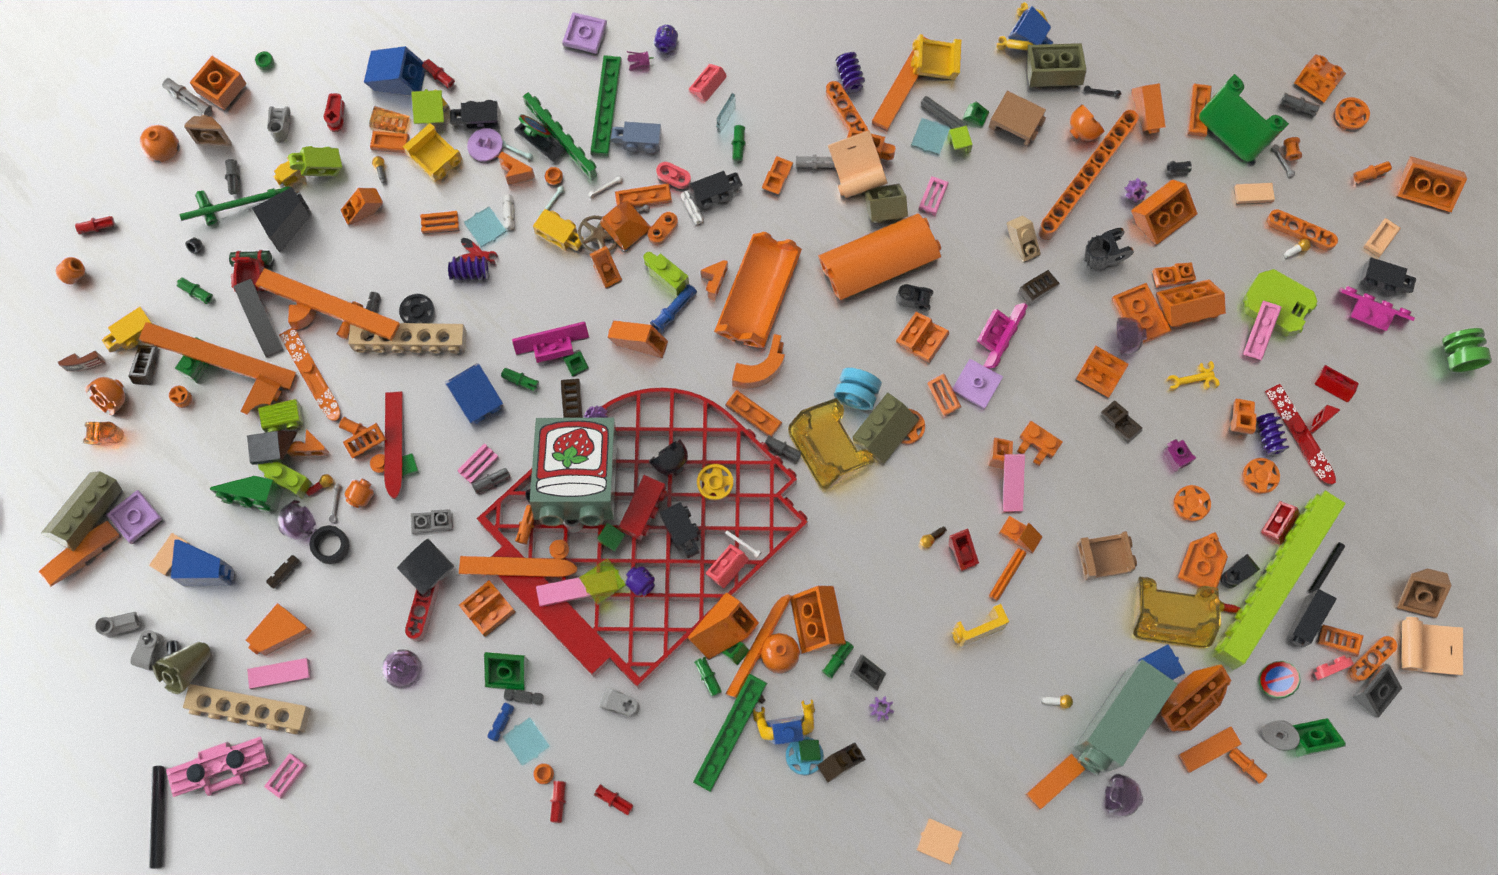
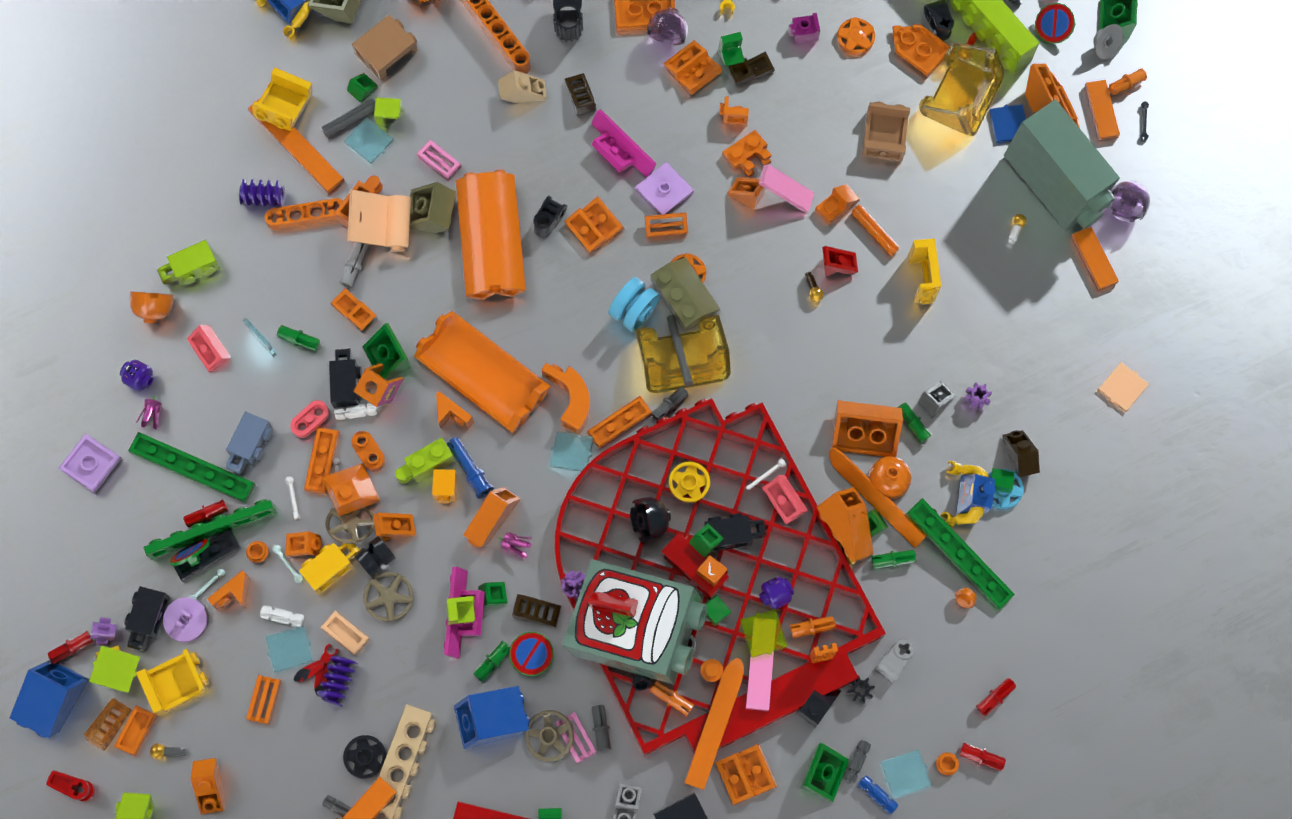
camera: 75 degrees left, 0 degrees up
(456, 90) = (103, 631): none -> medium lavender gear
(472, 442) = (550, 735): none -> dark tan wheel
(509, 262) = (345, 633): none -> light nougat tile
(533, 404) = (531, 654): none -> piece
(548, 283) = (388, 596): none -> dark tan wheel
(548, 337) = (460, 610): none -> lime panel
(556, 647) = (817, 706): none -> black slope
(569, 206) = (303, 544): none -> orange bracket
(572, 128) = (205, 513): none -> red axle
(574, 261) = (374, 556): none -> black wheel
(579, 442) = (612, 603): none -> red slope
(590, 682) = (857, 695): none -> black gear
(598, 633) = (824, 653): none -> orange tile
(621, 364) = (512, 539): none -> flat silver piece
(621, 620) = (812, 626): none -> orange axle
(638, 519) = (711, 570): none -> orange slope
(651, 294) = (444, 485): none -> light orange brick
(664, 507) = (706, 540): none -> green slope
(692, 748) = (965, 597): none -> orange plate
(709, 218) = (385, 389): none -> orange piece
(714, 383) = (571, 451): none -> clear light blue piece
(725, 26) = (151, 305): none -> orange cylinder
(748, 213) = (386, 349): none -> green slope
(770, 42) = (189, 264): none -> lime brick
(829, 440) = (679, 350): none -> dark grey bar
(1069, 420) = (734, 114): none -> orange bracket
(1128, 396) = (730, 49): none -> green slope
(1199, 797) = (1144, 136): none -> black hinge

